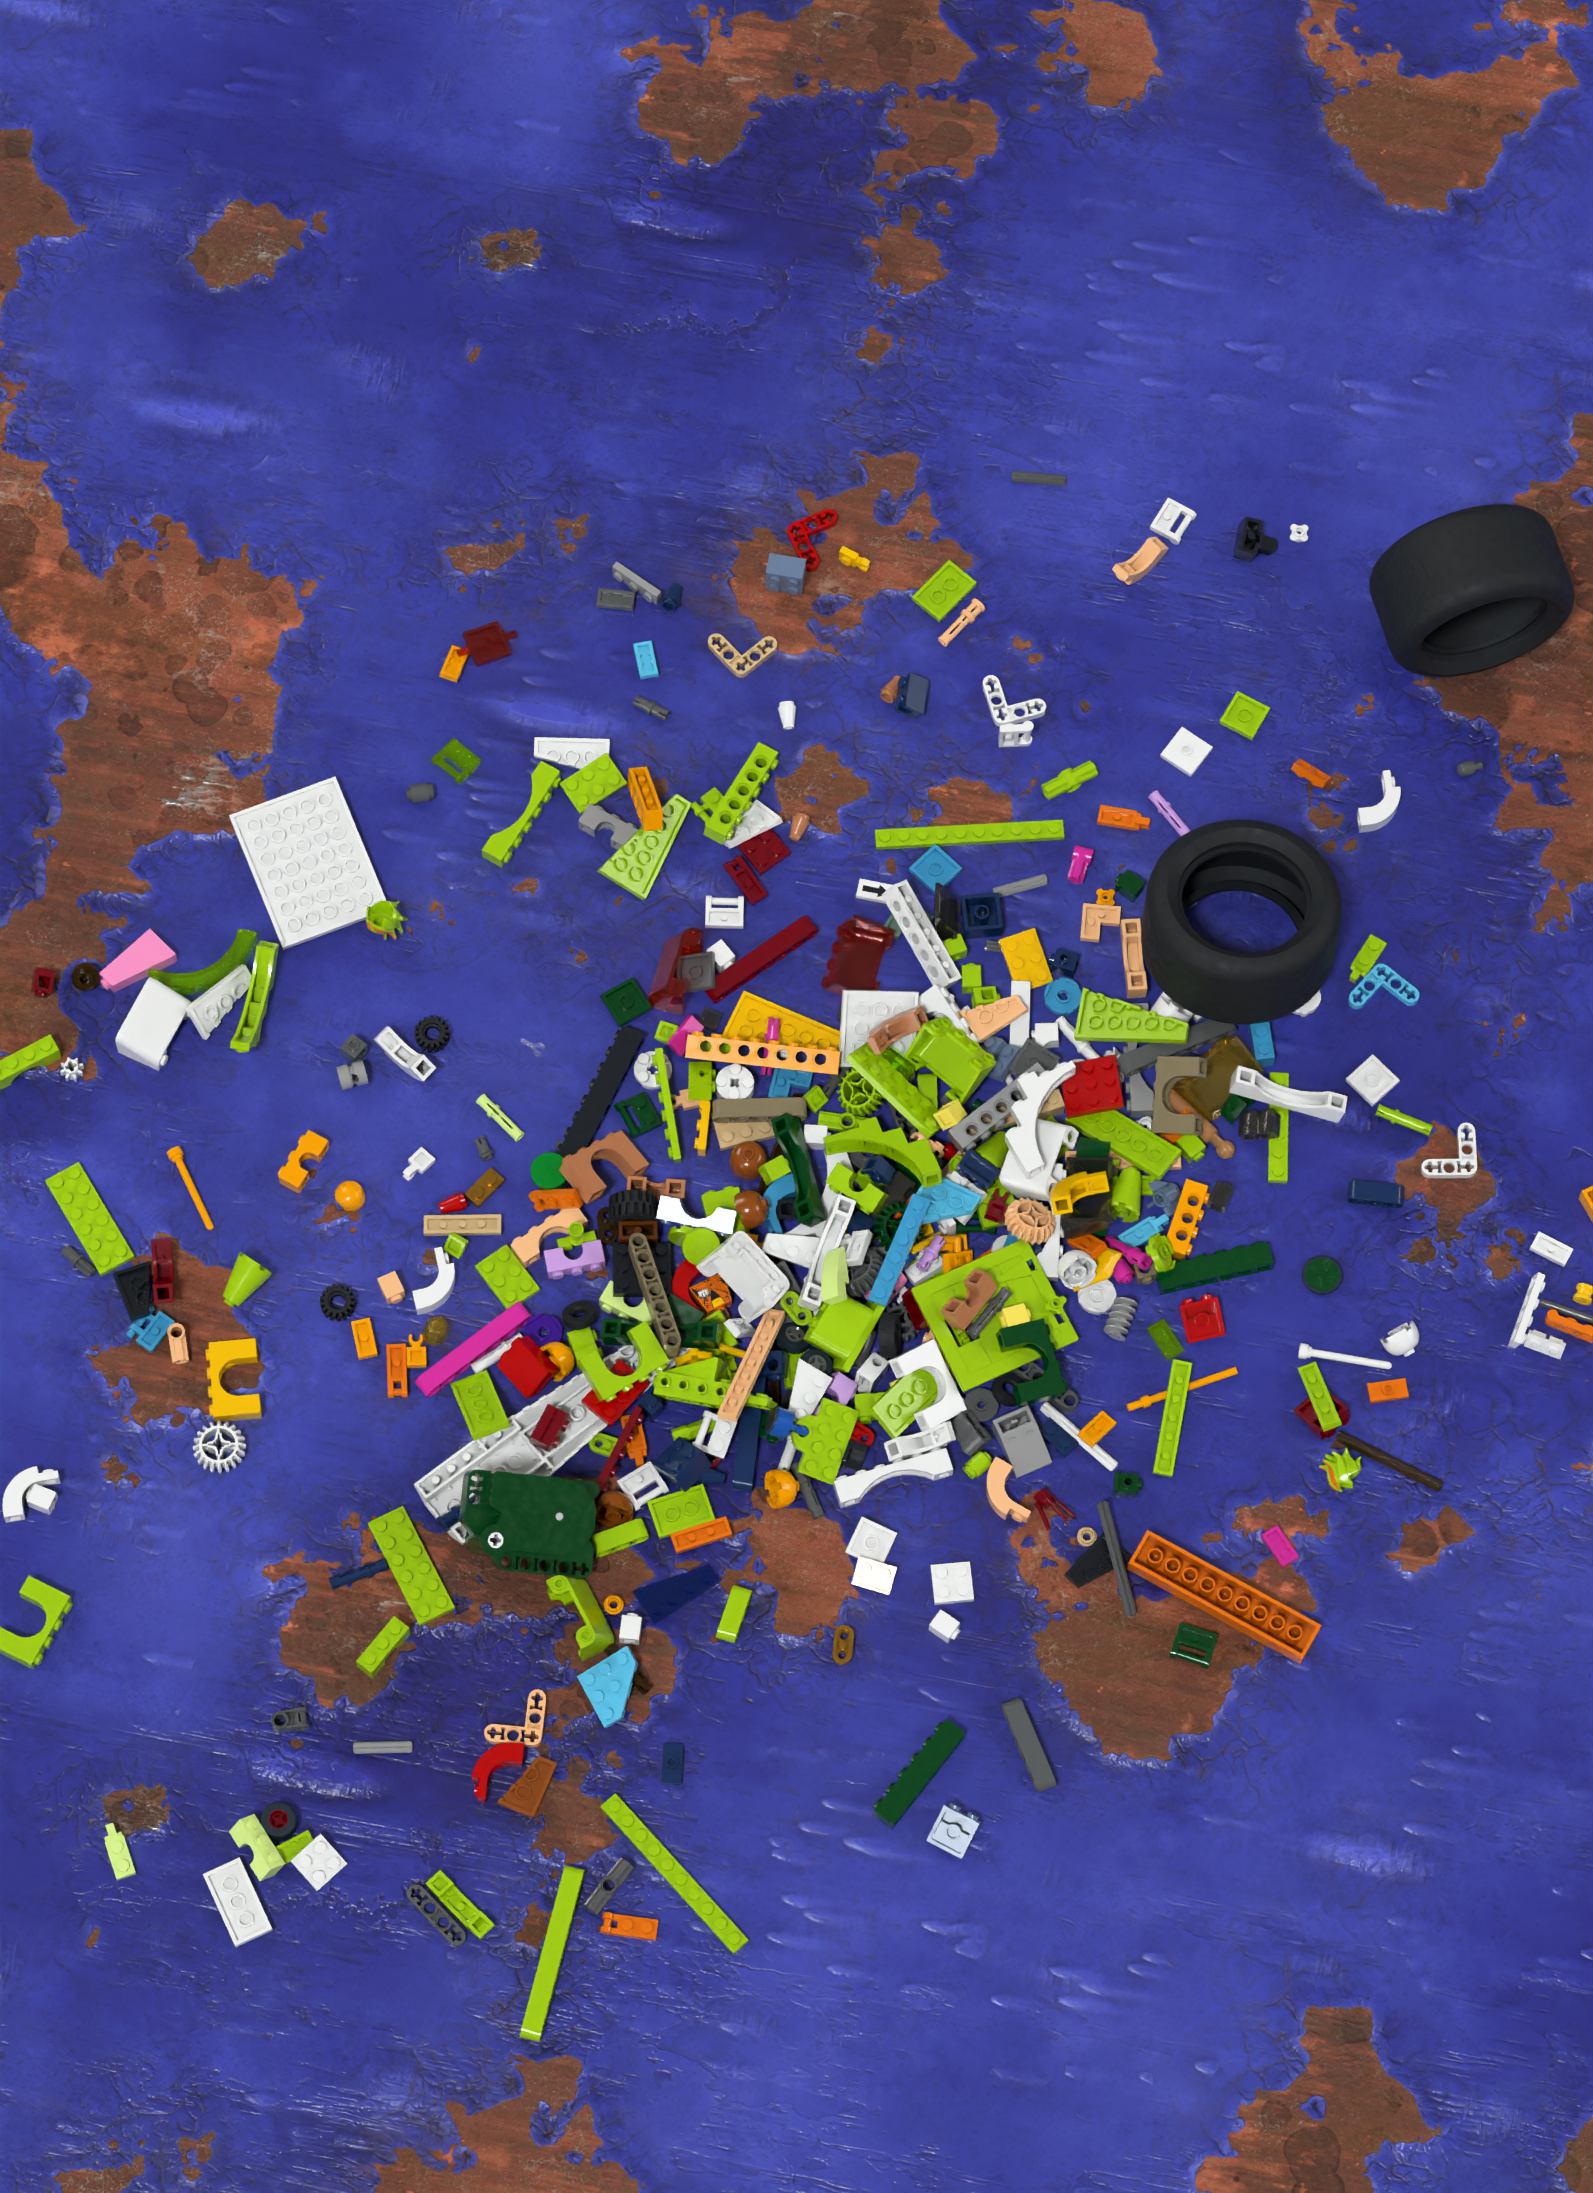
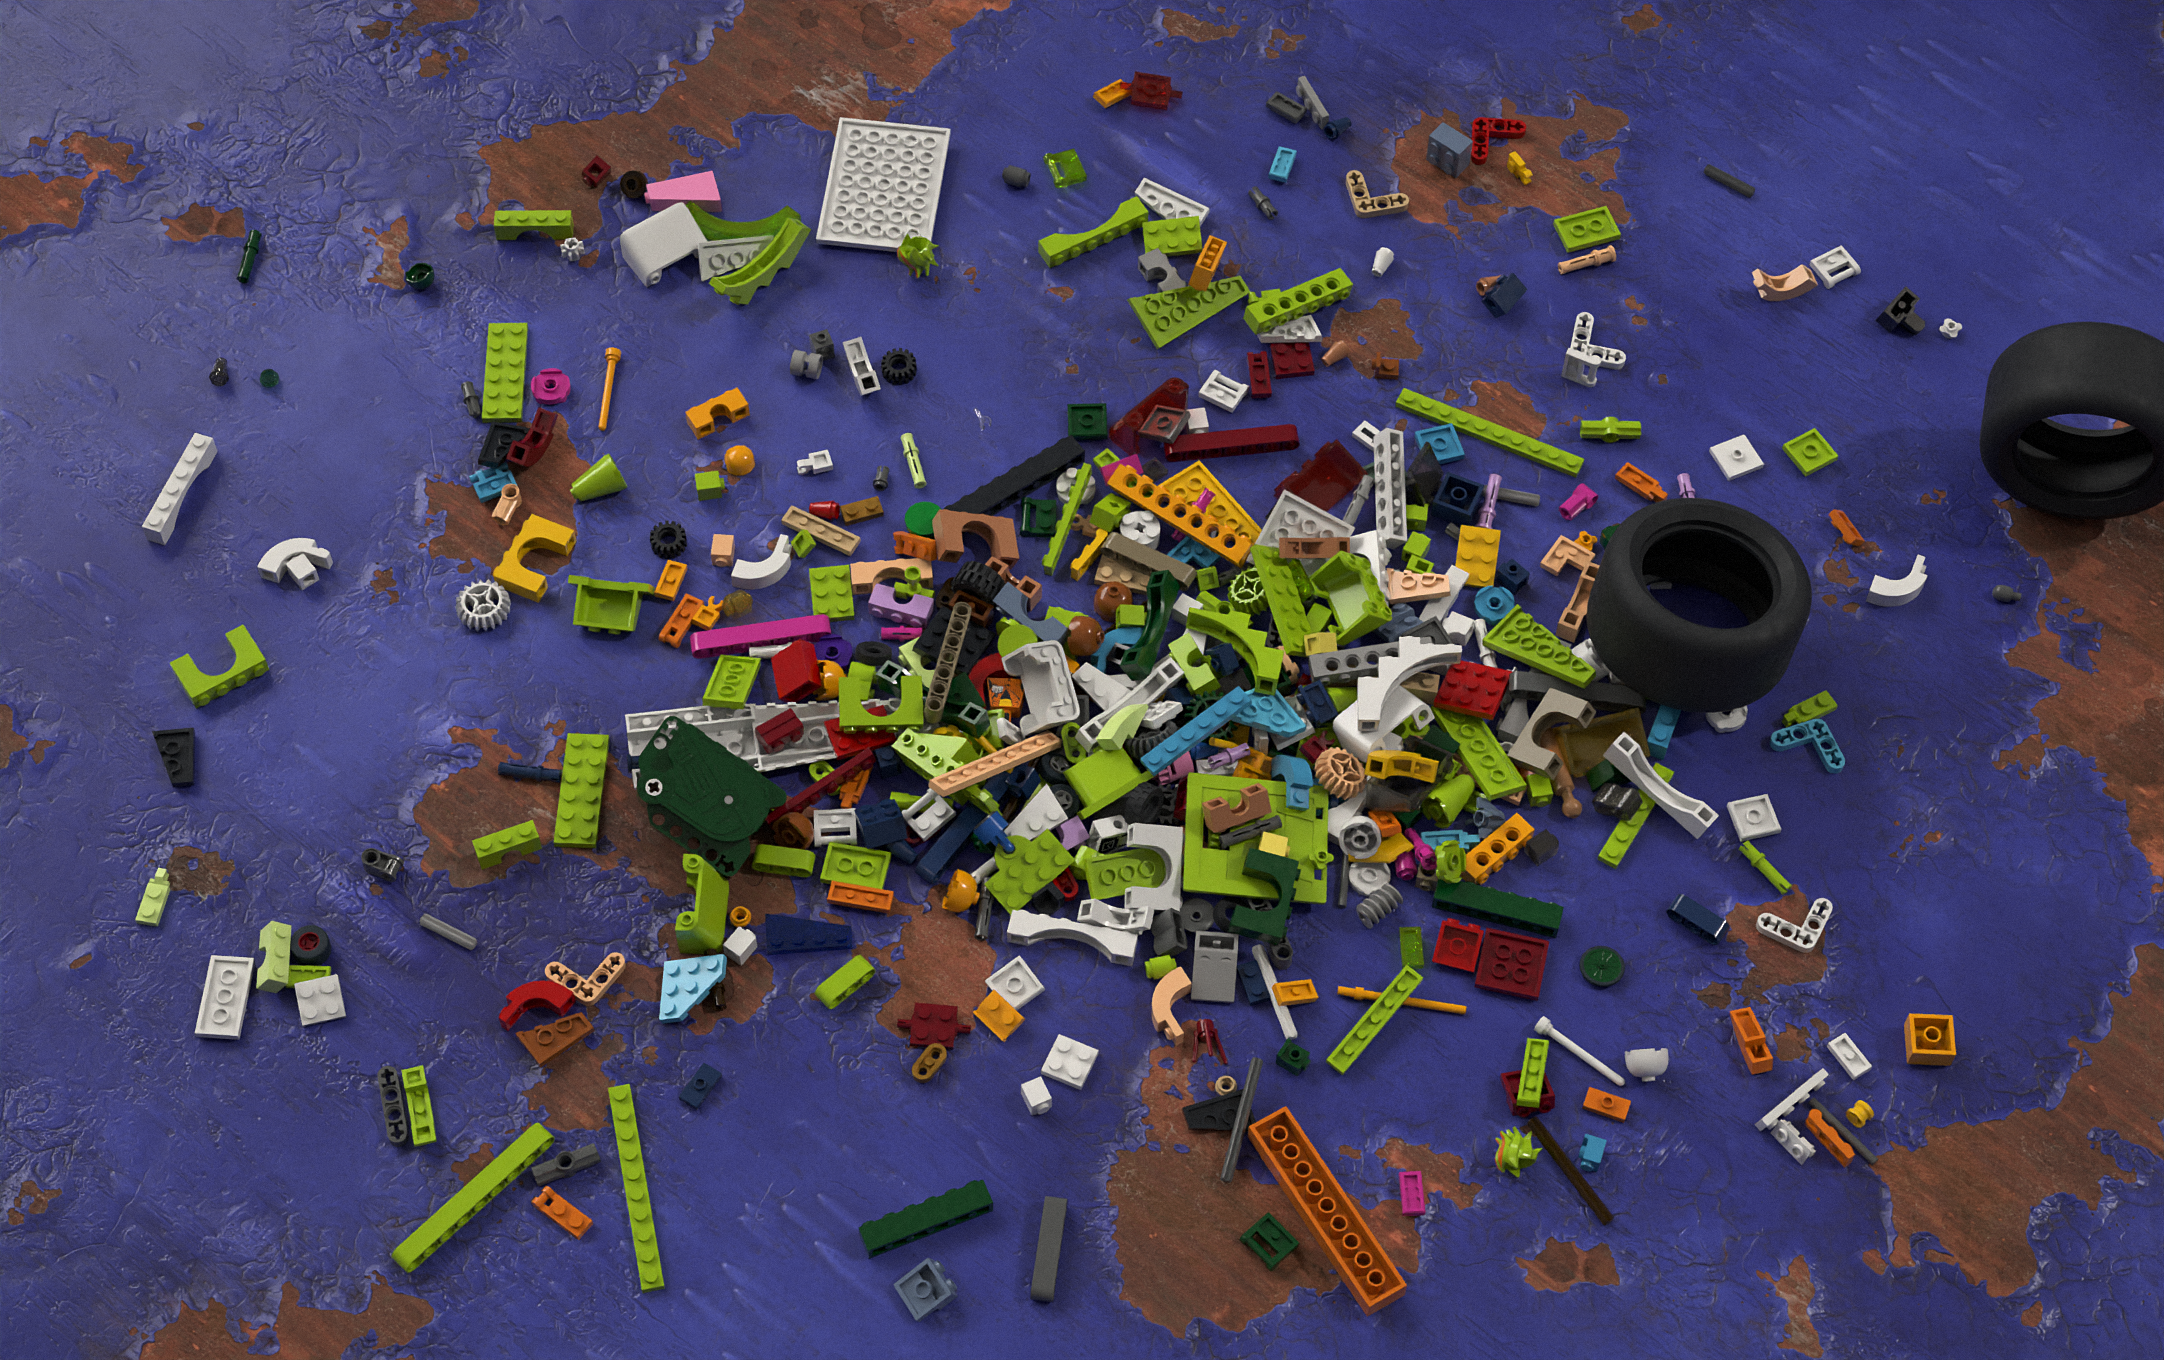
camera: 30 degrees right, 10 degrees down
(50, 1719) = (178, 754): none -> black wing
(129, 1211) = (550, 396): none -> dark pink plate
(328, 1388) = (608, 604): none -> lime windscreen
(340, 1234) = (709, 485): none -> lime brick
(589, 1283) = (887, 633): none -> dark pink pin
(827, 1611) = (934, 1025): none -> dark red plate
(848, 817) = (1385, 368): none -> dark orange bracket
(899, 962) = (1358, 500): none -> light grey pin
(998, 1243) = (1297, 777): none -> dark azure arch
(1011, 914) = (1487, 512): none -> lavender pin
(1079, 1310) = (1344, 879): none -> dark grey bar
(1251, 1311) = (1511, 964): none -> dark red plate
(1398, 1438) = (1591, 1152): none -> dark azure brick
(1470, 1276) = (1751, 1040): none -> orange slope

